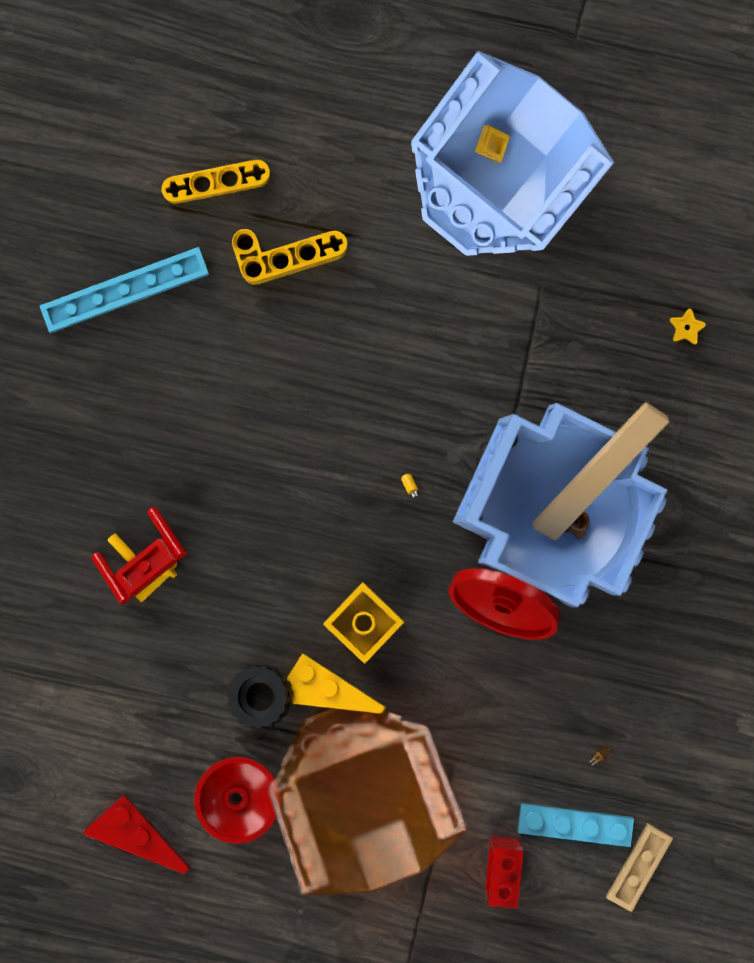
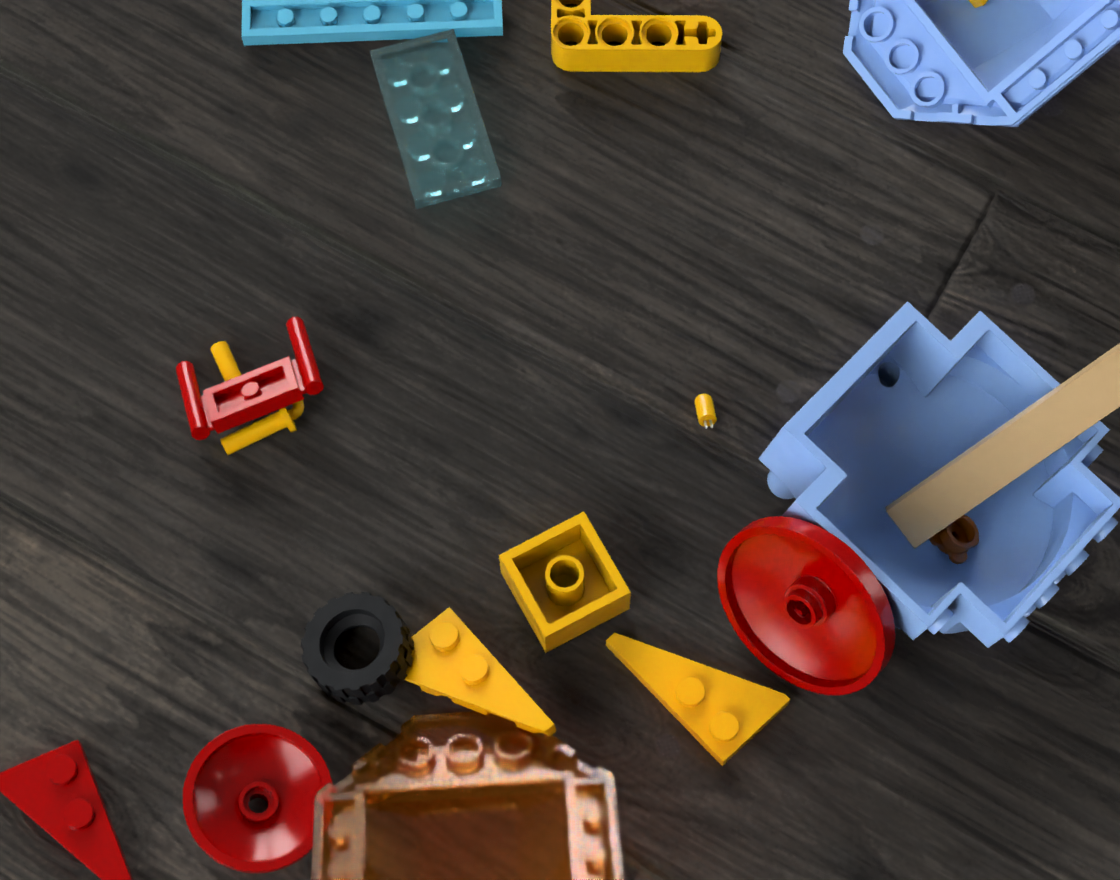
camera: 25 degrees right, 20 degrees down
(187, 347) = (435, 118): none -> clear light blue plate
(465, 660) = (711, 704): none -> yellow wing

